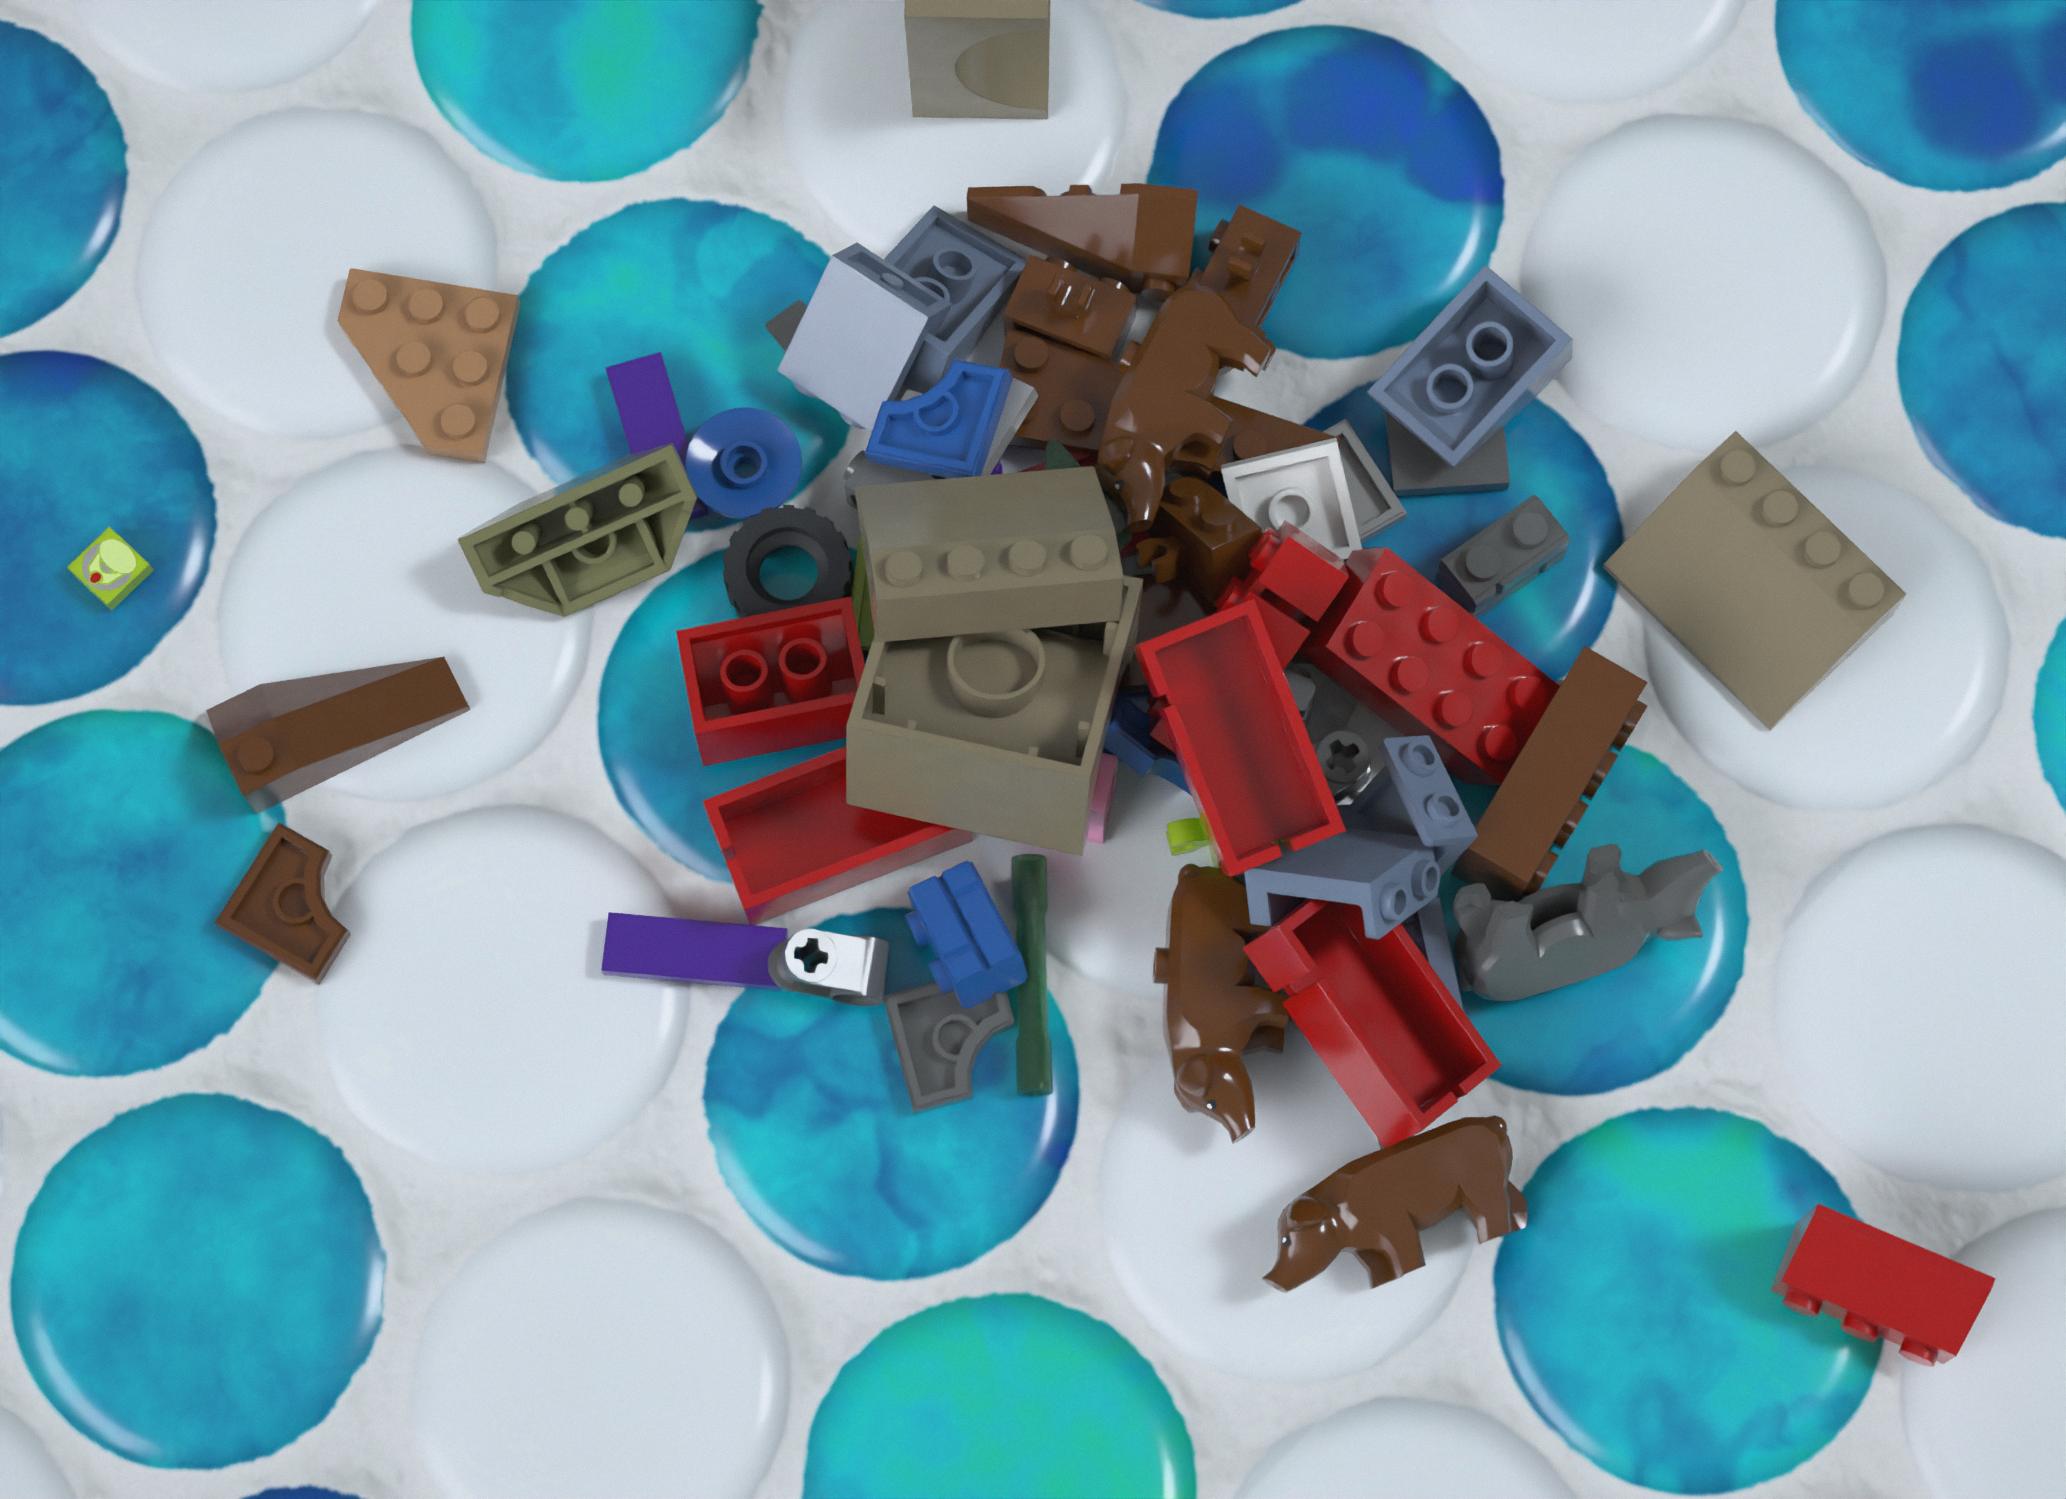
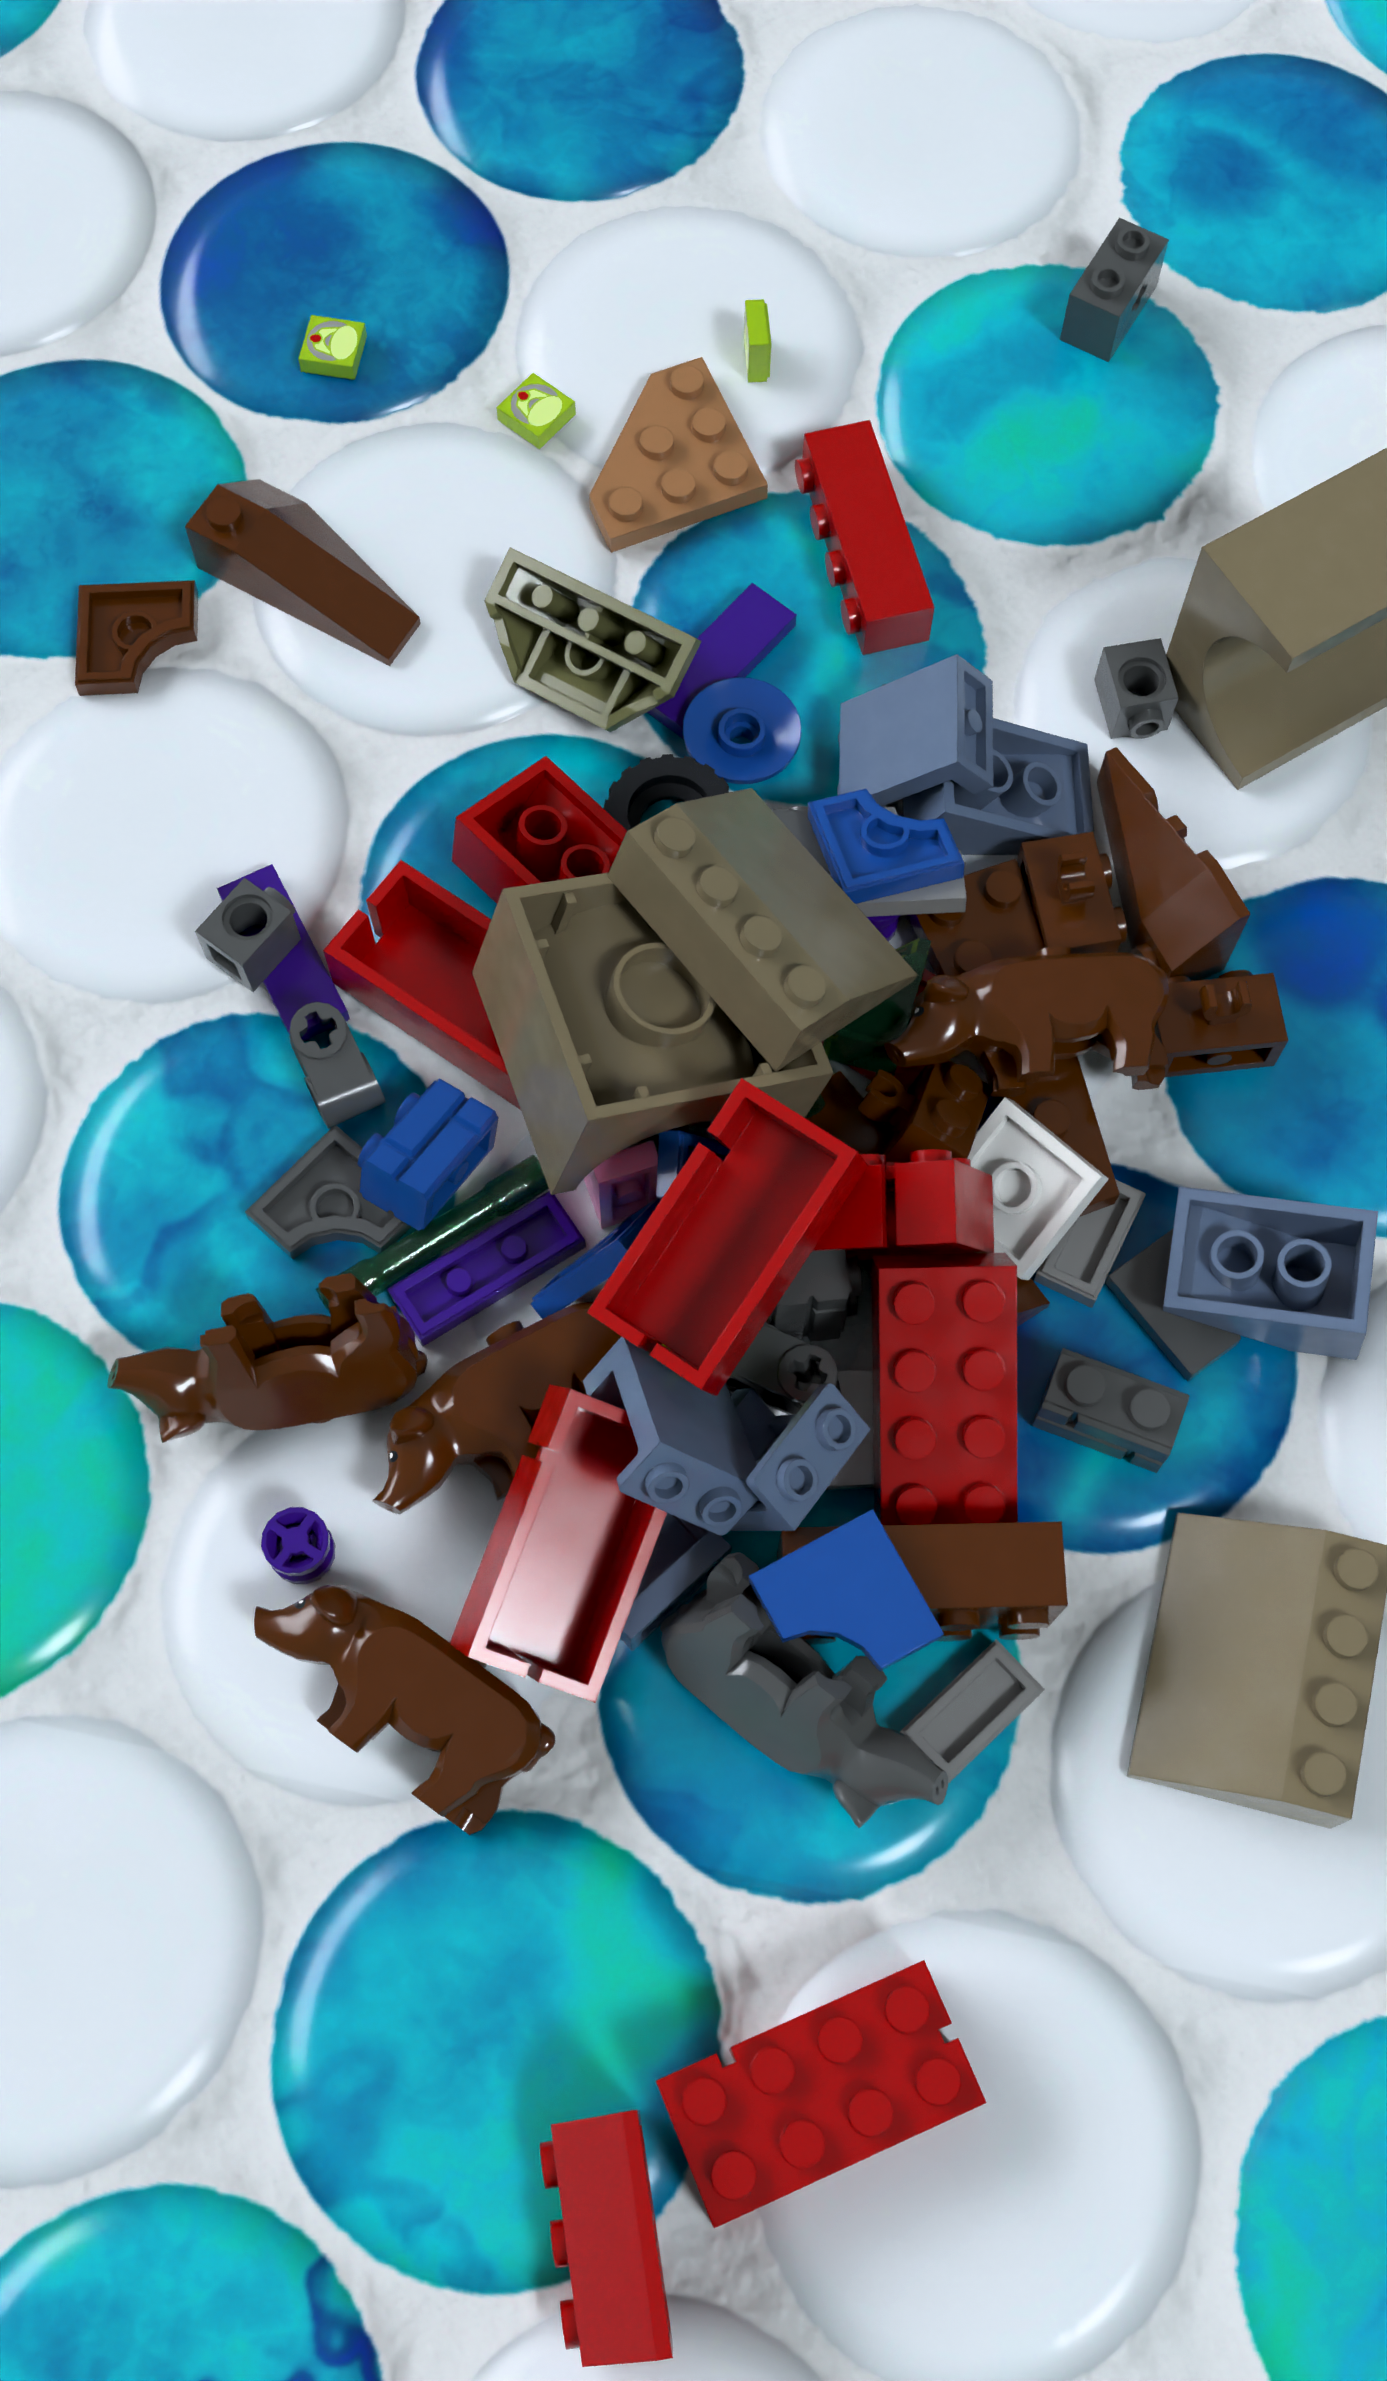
camera: 55 degrees right, 5 degrees down
(302, 437) = (536, 410): none -> lime tile
(368, 213) = (757, 340): none -> lime tile
(626, 251) = (865, 538): none -> red brick
(678, 988) = (256, 956): none -> dark grey brick
(911, 114) = (1140, 669): none -> dark grey brick
(1078, 1154) = (282, 1370): none -> reddish brown animal
(1082, 950) = (486, 1268): none -> dark purple tile
(1150, 847) = (592, 1266): none -> blue tile
(1229, 1210) = (288, 1536): none -> dark purple wheel
(1545, 823) = (849, 1589): none -> blue tile
(1657, 804) = (973, 1709): none -> light grey tile
(1866, 1085) = (819, 2093): none -> red piece

